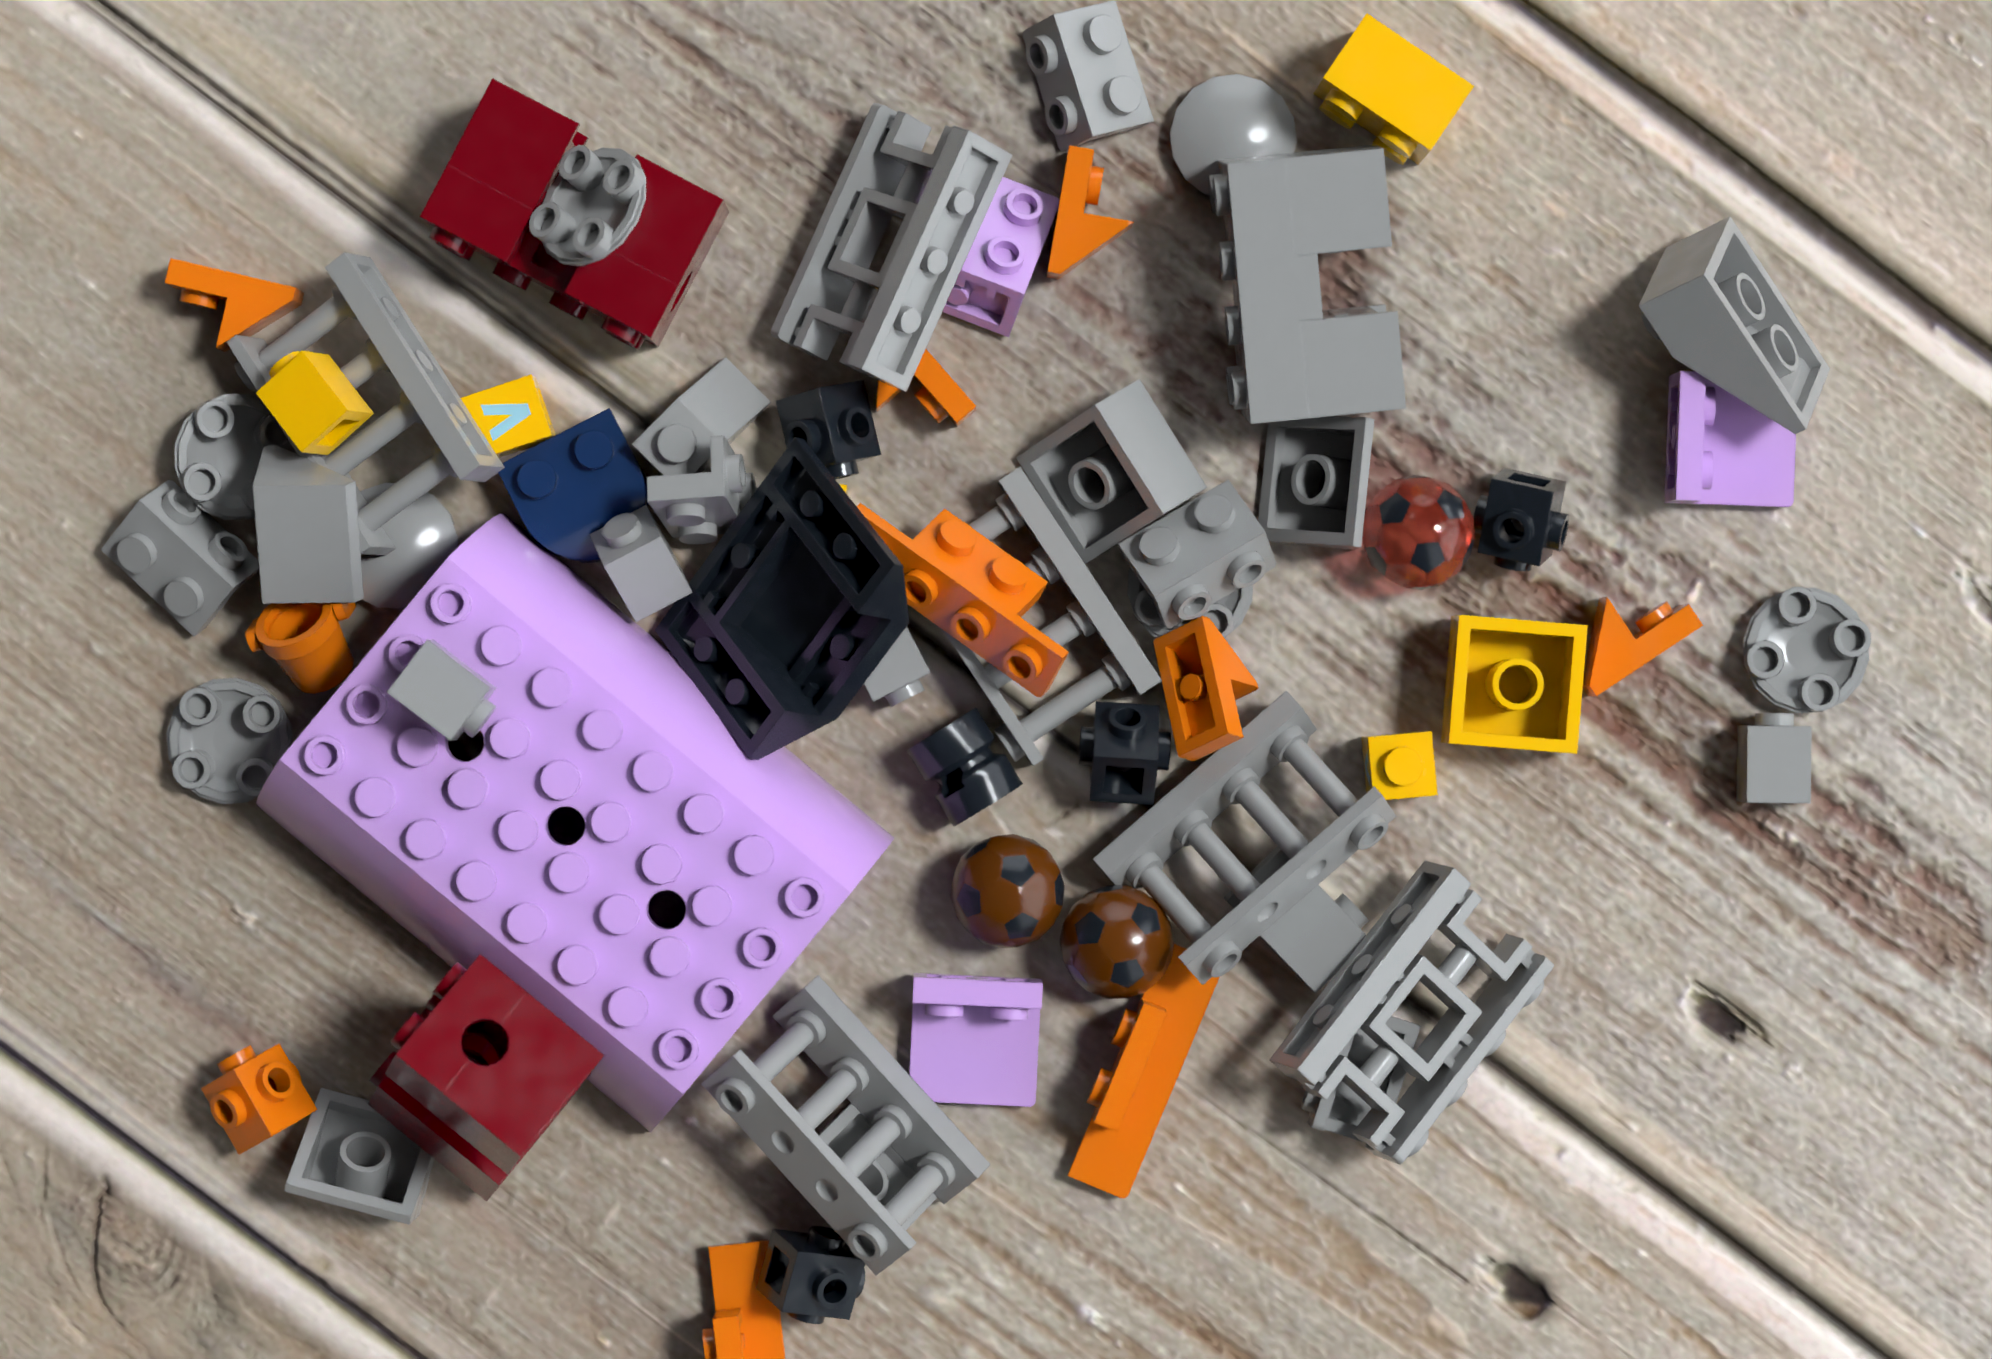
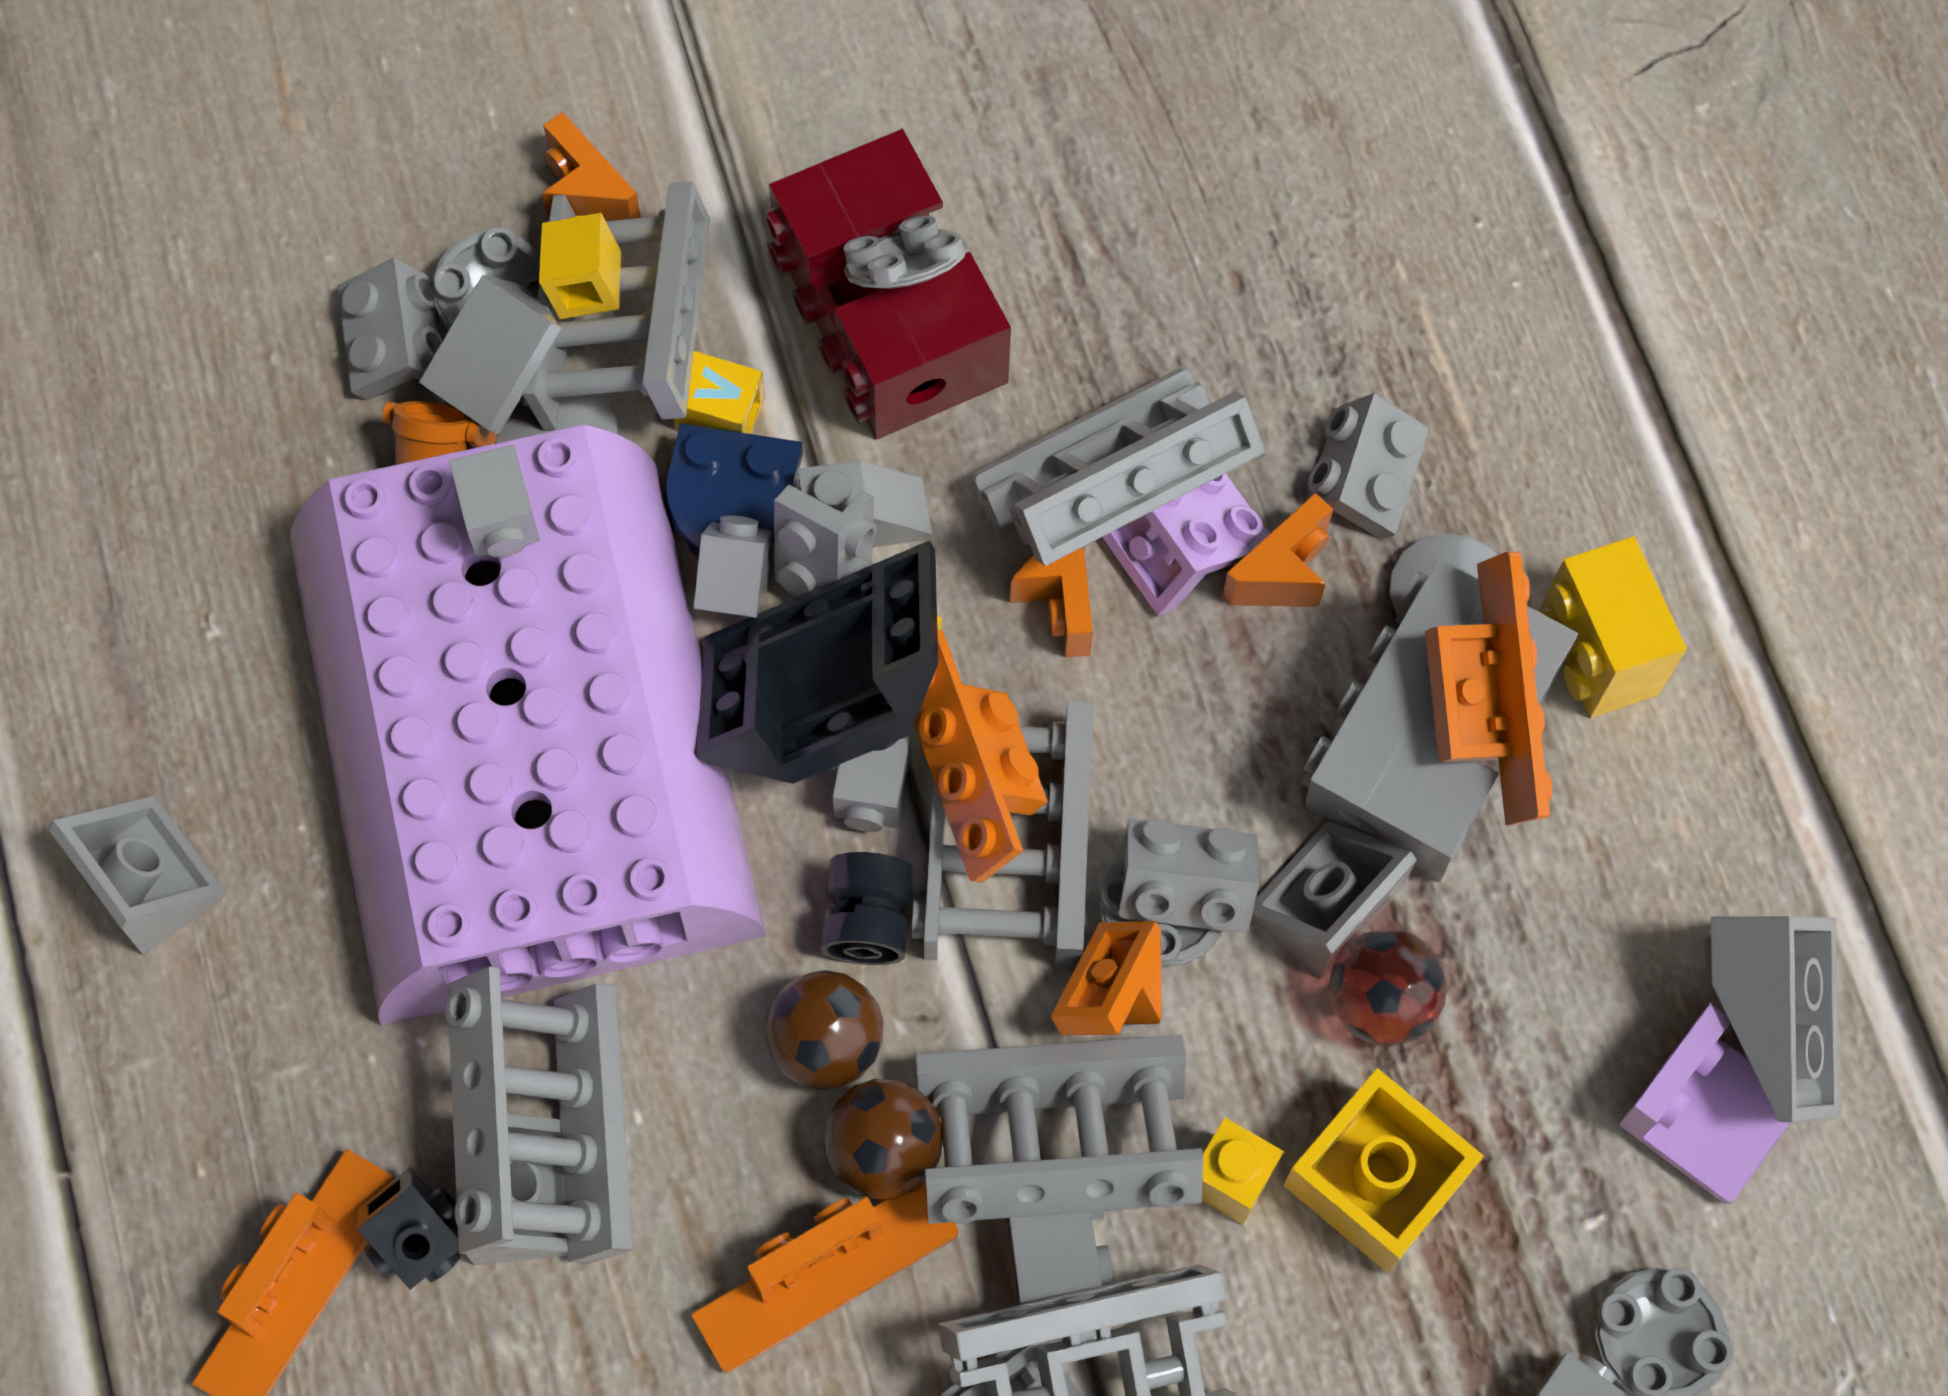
camera: 35 degrees right, 20 degrees down
(227, 739) = (296, 469): light grey dish -> none
(257, 1096) = (96, 755): orange brick -> none
(480, 1074) = (275, 835): dark red piece -> none
(834, 424) = (969, 572): black brick -> none
(976, 1038) = (707, 1136): lavender bracket -> none
(1111, 471) = (1165, 761): light grey slope -> none
(1124, 752) = (1008, 989): black brick -> none
(1347, 259) = (1488, 690): none -> orange bracket
(1533, 502) = (1484, 1040): black brick -> none
(1617, 653) = (1495, 1219): orange slope -> none

